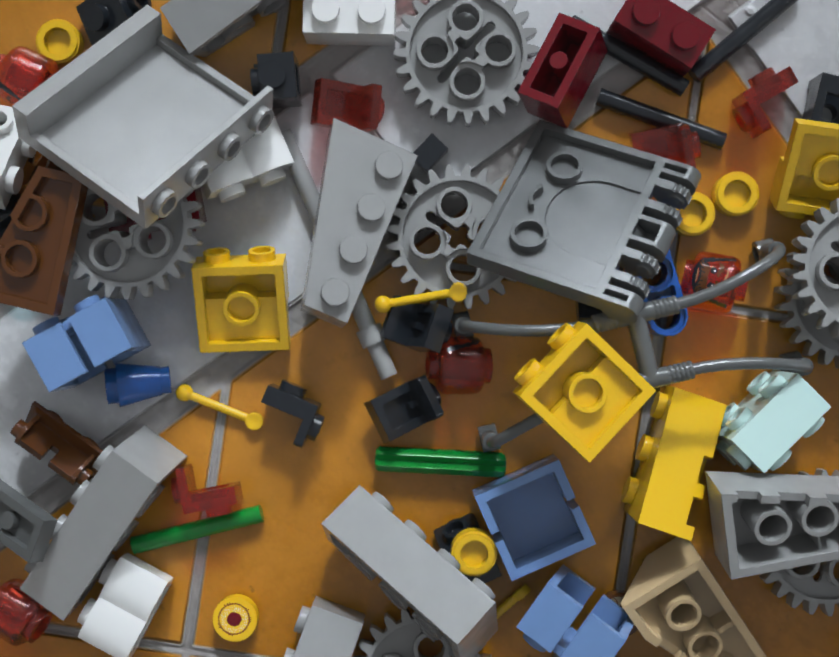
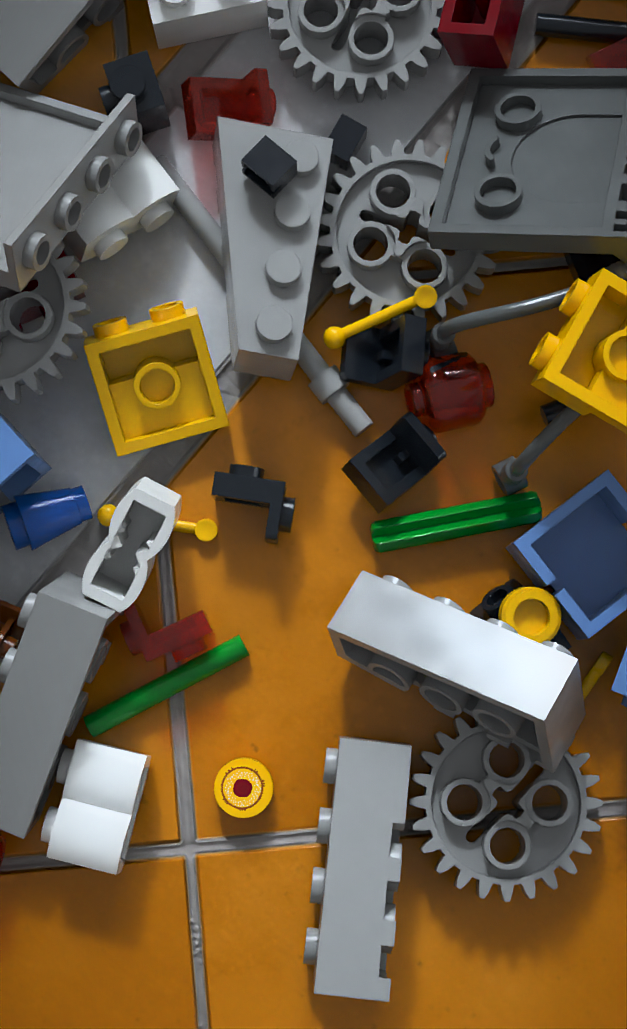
camera: 15 degrees left, 5 degrees down
(193, 424) = (135, 536): none -> white brick
(361, 170) = (269, 166): none -> black piece

